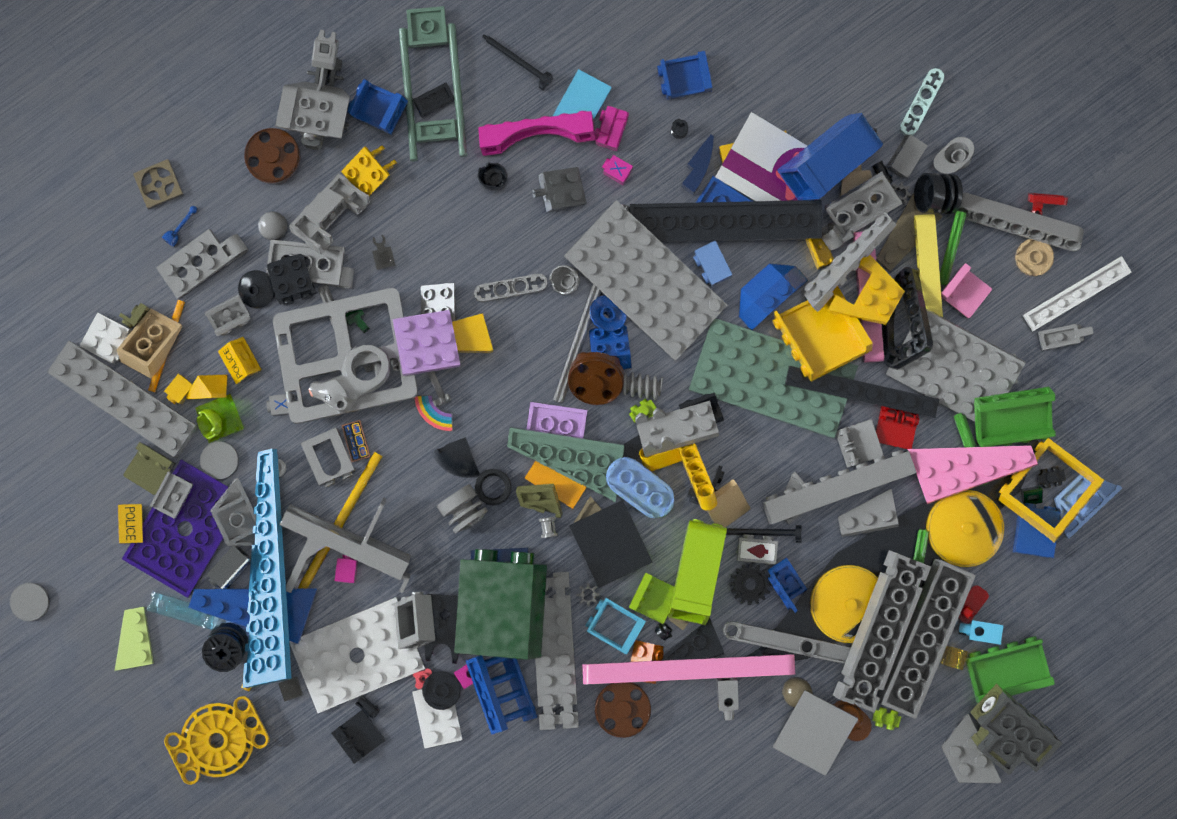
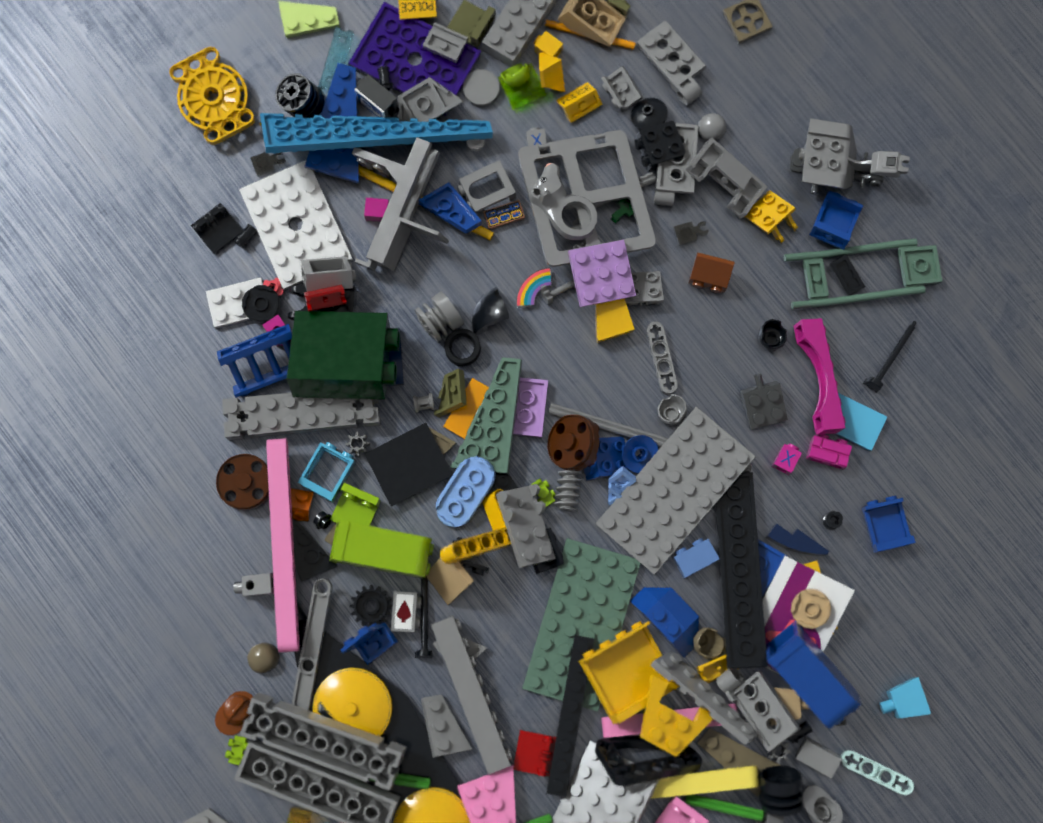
camera: 85 degrees right, 5 degrees down
(171, 236) = (696, 34): blue hinge -> none
(207, 559) = (384, 77): none -> black pin
(272, 156) = (781, 123): reddish brown piece -> none
(349, 493) = (451, 207): none -> blue wing
(428, 234) = (711, 273): none -> dark orange slope
(441, 622) = (325, 298): none -> red hinge
(636, 336) = (618, 482): none -> light blue slope
(766, 154) = (811, 608): none -> tan tile
(795, 255) = (708, 643): none -> dark tan hair
(815, 732) = (221, 676): light grey piece -> none
(854, 69) = (906, 700): none -> medium azure torso
(859, 443) = (517, 714): light grey hinge -> none

